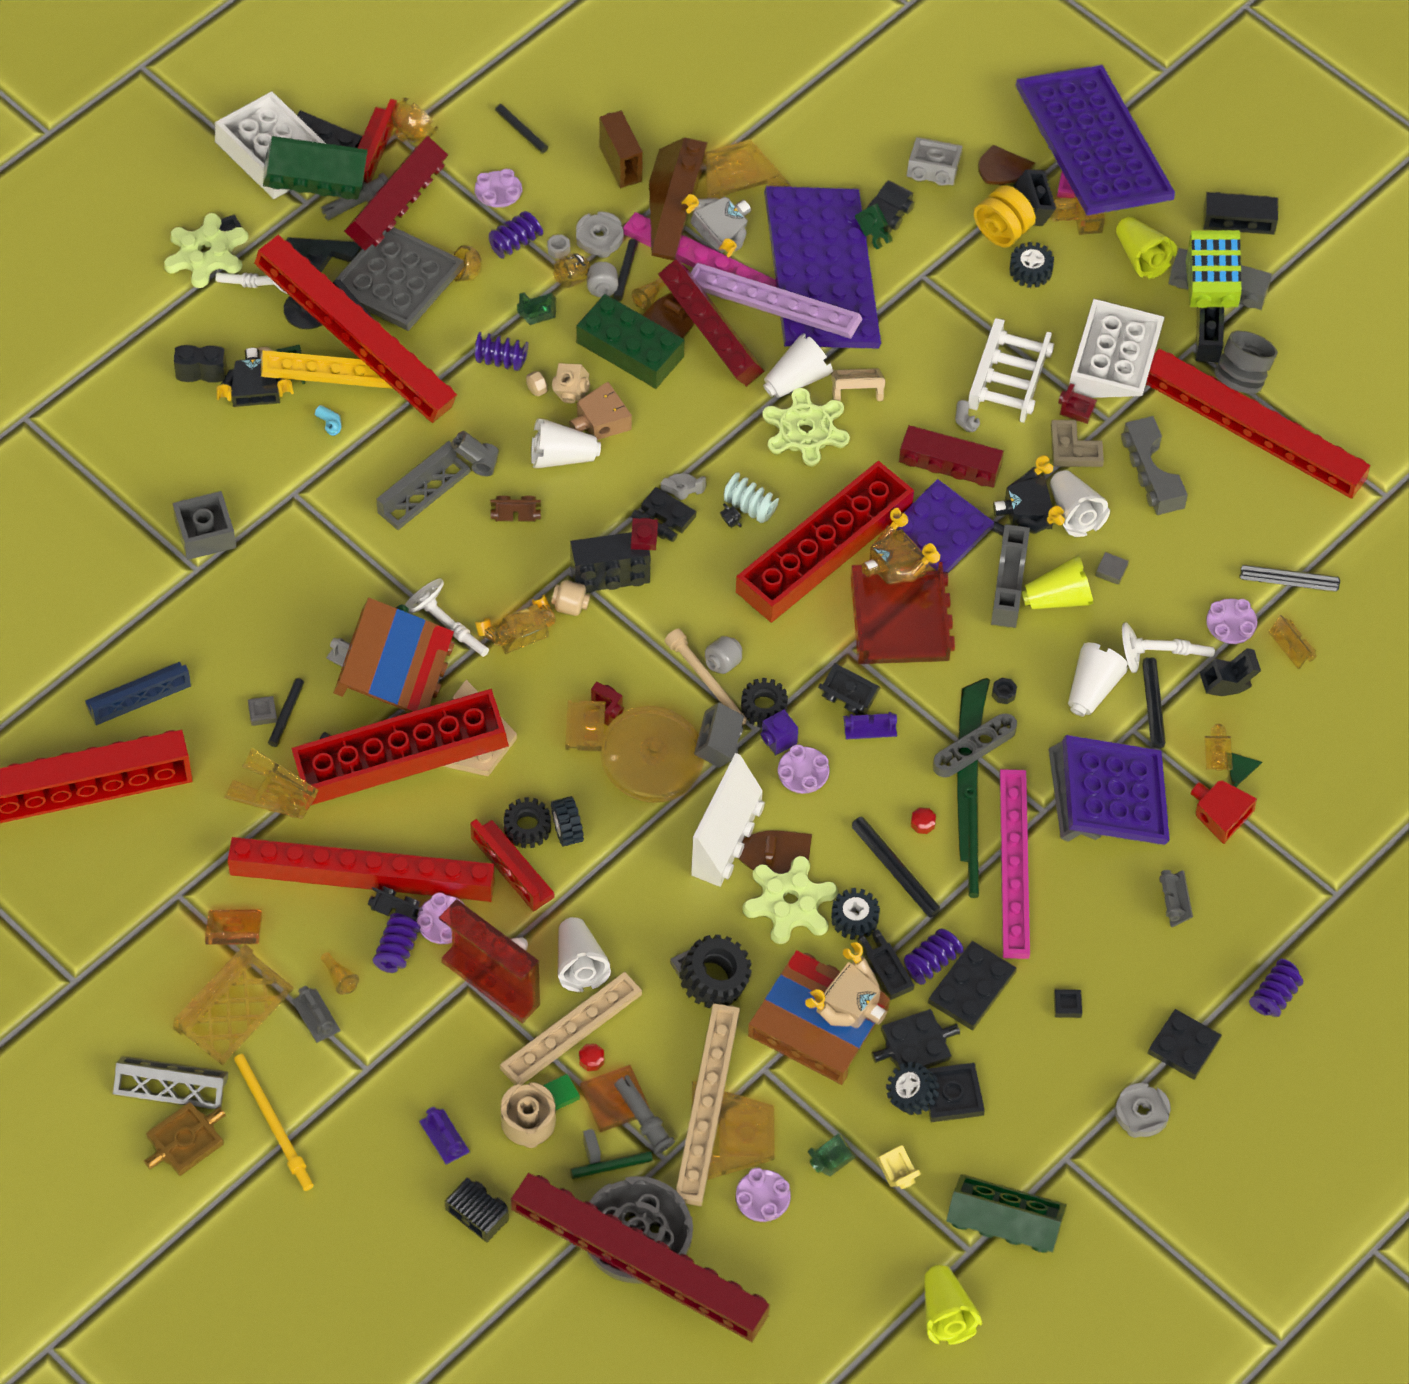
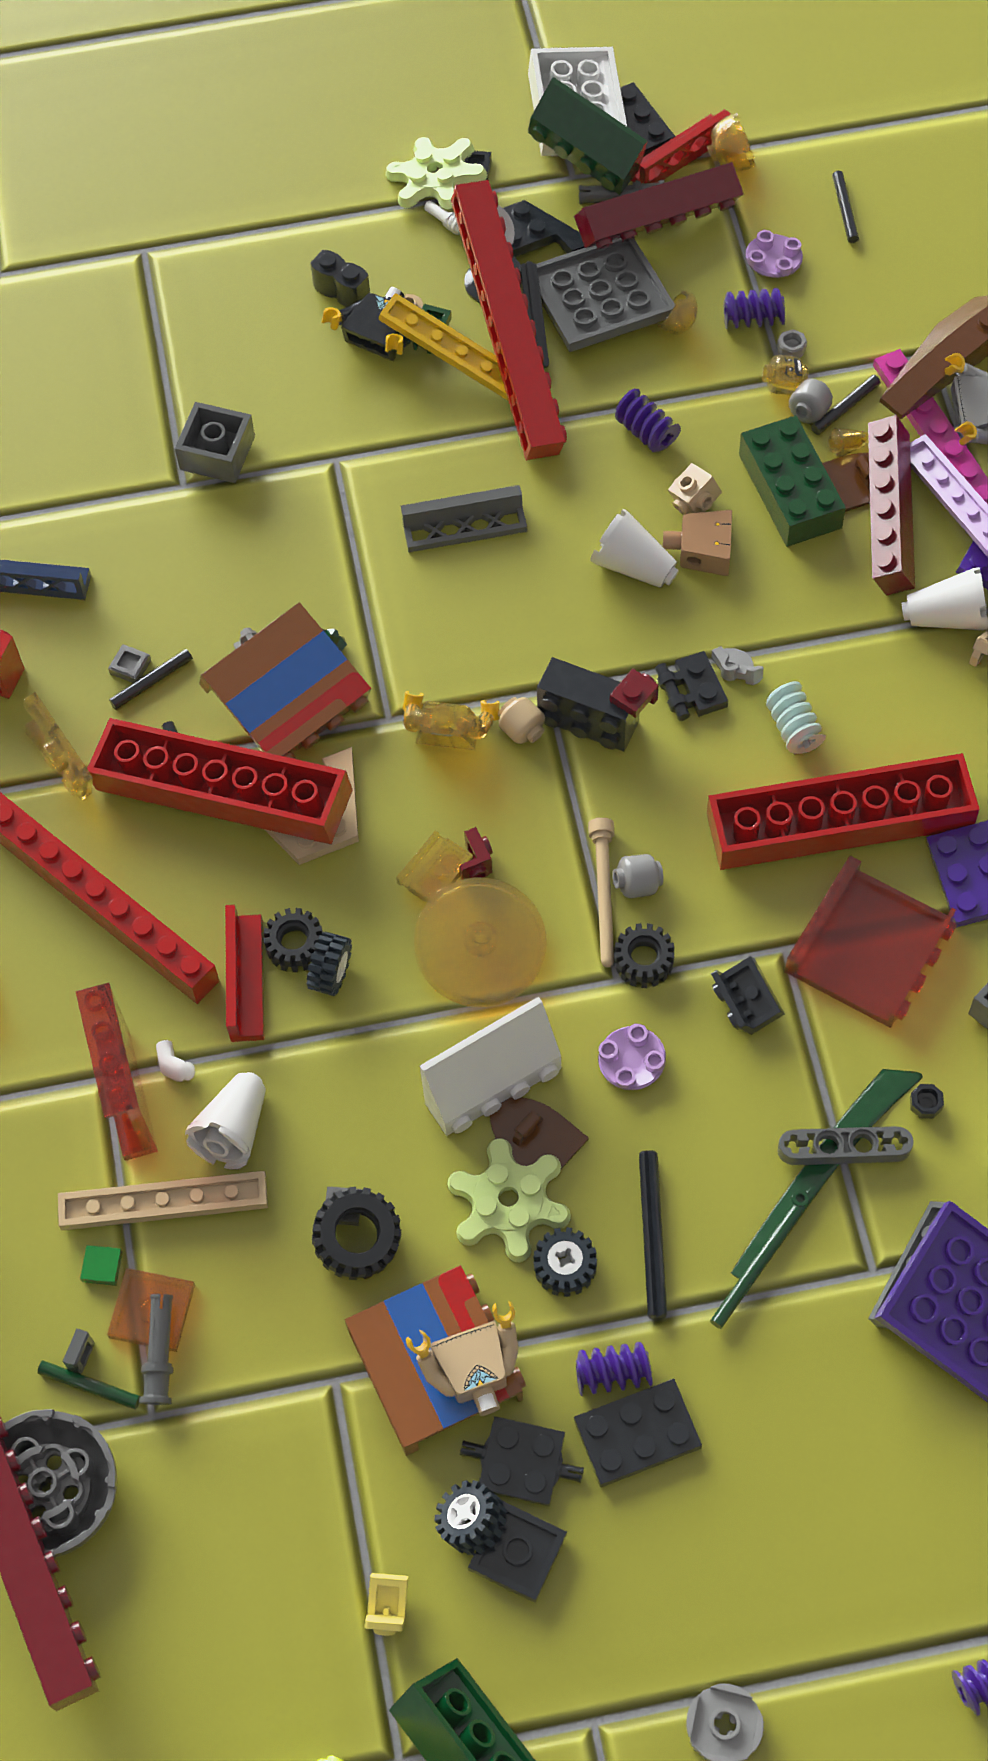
camera: 40 degrees right, 5 degrees up
(331, 419) = (428, 402): medium azure arm -> none
(386, 901) = (103, 957): black hinge -> none
(396, 943) = (58, 990): dark purple piece -> none
(427, 601) = (373, 640): white dish -> none
(431, 926) = (136, 990): lavender dish -> none
(481, 455) = (543, 518): dark grey piece -> none
(525, 507) = (550, 599): reddish brown hinge -> none
(528, 1114) = (21, 1265): tan brick -> none
(536, 383) = (659, 474): tan tile -> none
(537, 309) = (719, 397): clear green bracket -> none
(591, 1057) = (161, 1246): red tile -> none
(599, 245) = (841, 366): light grey plate -> none
(620, 149) = (928, 274): reddish brown brick -> none
(707, 1104) = (231, 1385): tan plate -> none
(719, 735) = (564, 964): dark grey brick -> none
(731, 516) = (760, 727): black plate -> none
(744, 1134) = (254, 1443): clear yellow wing -> none
(763, 1195) = (217, 1532): lavender dish -> none
(779, 732) = (633, 999): dark purple brick -> none
(805, 413) = (922, 656): yellowish green plate -> none
(831, 1156) = (322, 1536): clear green bracket -> none
(870, 726) = (743, 1051): dark purple hinge -> none
(886, 966) = (554, 1348): black hinge -> none
(897, 556) = (910, 872): clear yellow torso -> none
(923, 820) = (723, 1198): red tile -> none
(1014, 864) = (789, 1317): dark pink plate -> none
(1067, 1003) = (733, 1527): black tile -> none
(1176, 897) = (951, 1487): dark grey hinge -> none
(1184, 1044) = (837, 1672): black plate -> none

